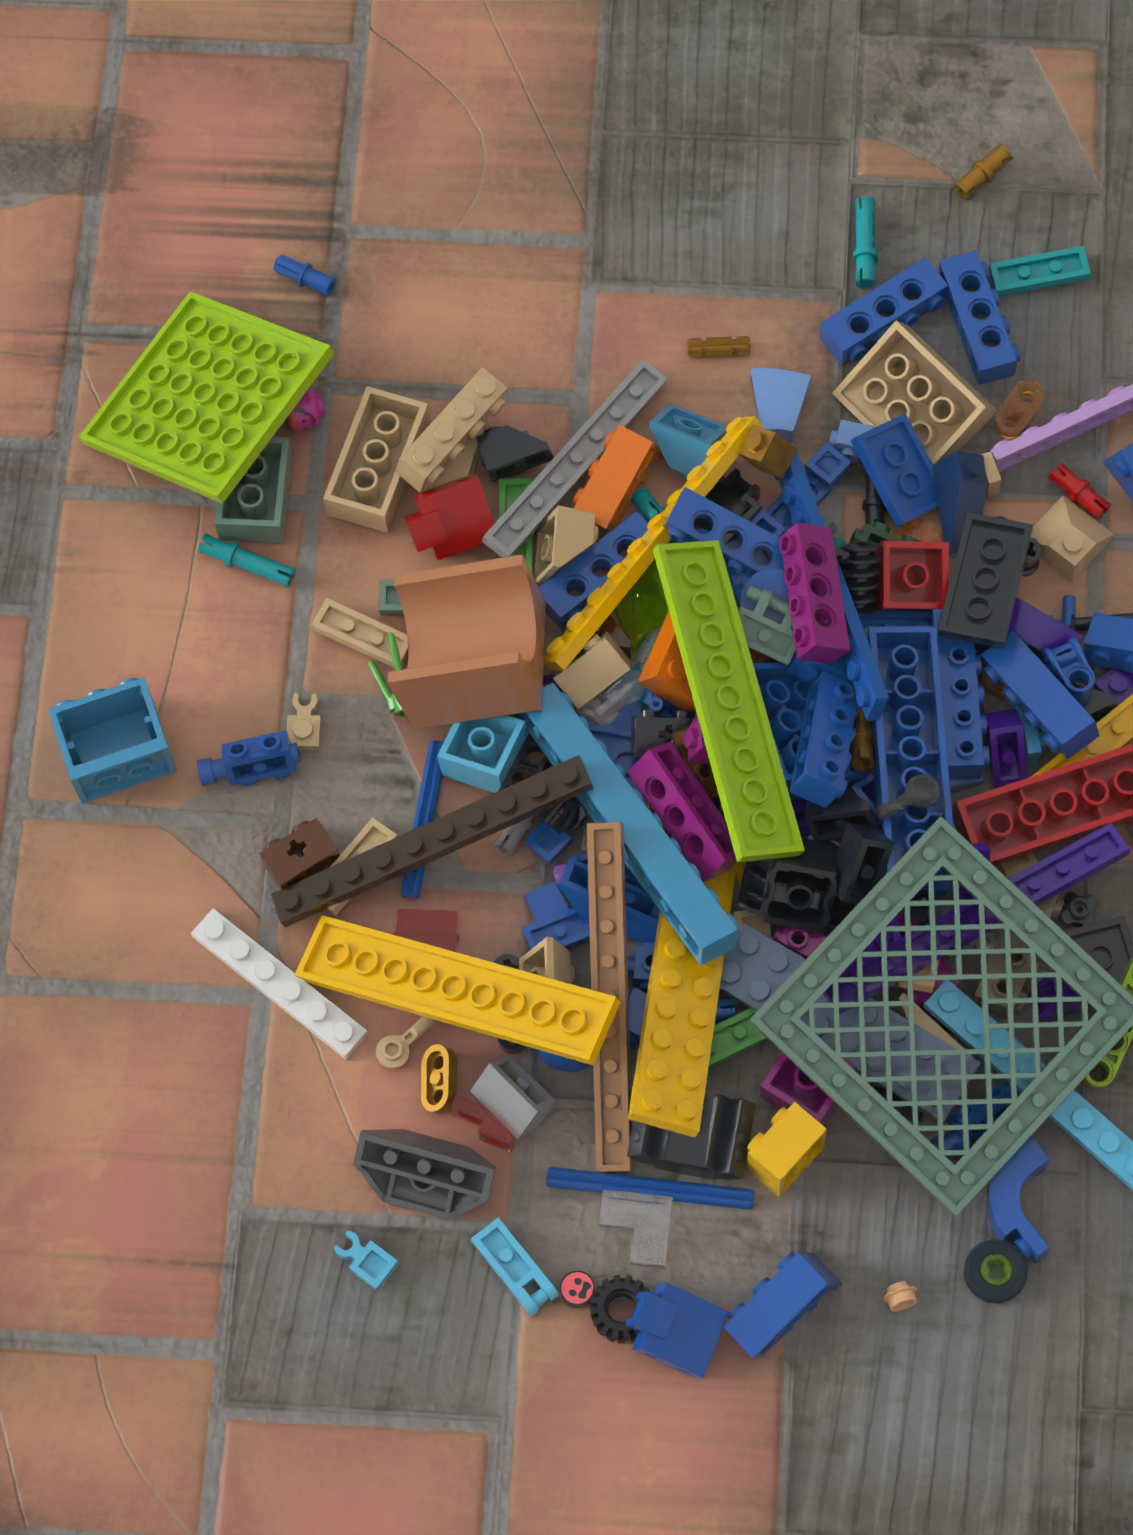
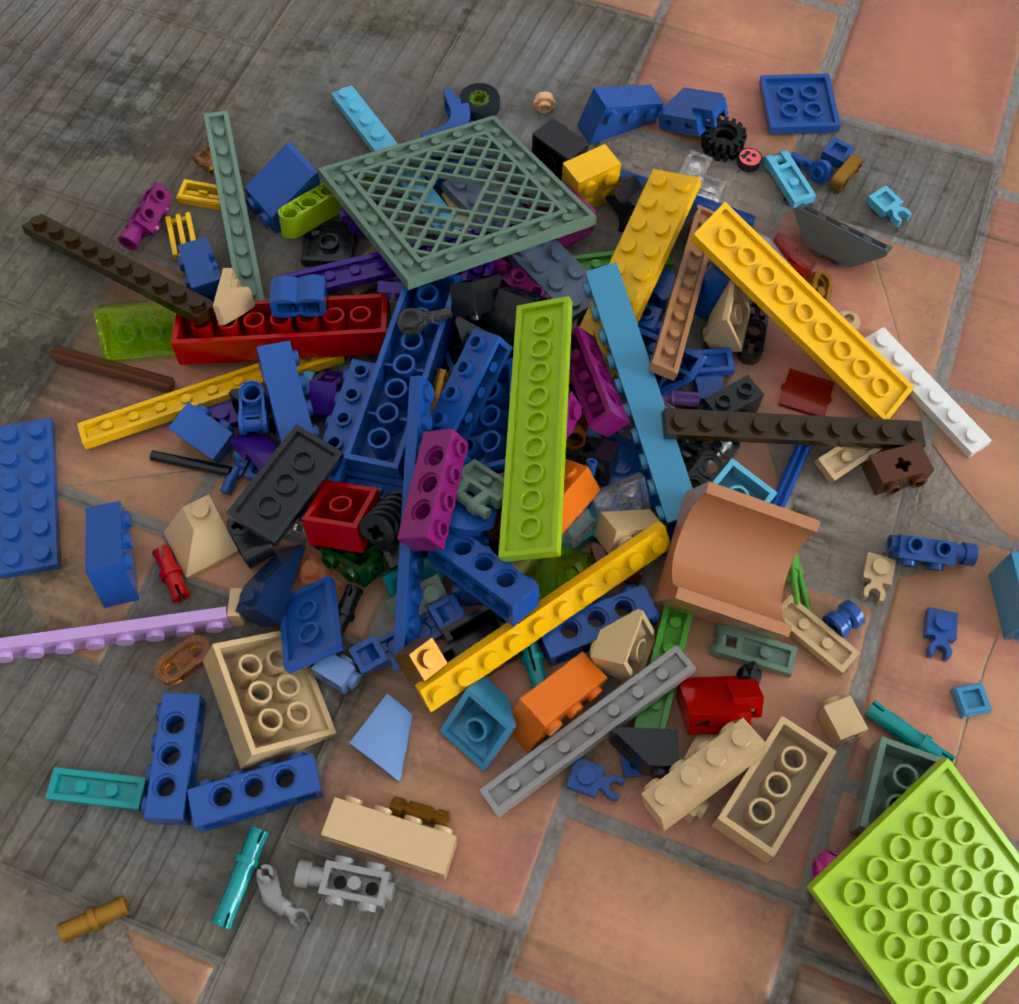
camera: 170 degrees left, 5 degrees down
(184, 620) = (971, 700): none -> dark azure tile
(226, 686) = (941, 629): none -> blue plate
(319, 550) = (841, 720): none -> tan brick
(336, 655) = (845, 618): none -> blue wheel
(424, 561) = (749, 672): none -> black plate
(434, 1299) = (846, 173): none -> pearl gold beam
(453, 1335) = (837, 152): none -> blue plate
(473, 1292) = (819, 170): none -> blue plate
(514, 877) = (736, 397): none -> black brick
(527, 1415) = (799, 103): none -> blue plate
(560, 426) = (588, 779): none -> blue plate
(737, 309) = (390, 837): none -> tan brick
(761, 262) = (357, 879): none -> light grey brick
(828, 237) = (272, 896): none -> light grey arm
(841, 1180) = (557, 144): none -> black brick
(1082, 814) = (298, 296): none -> blue brick

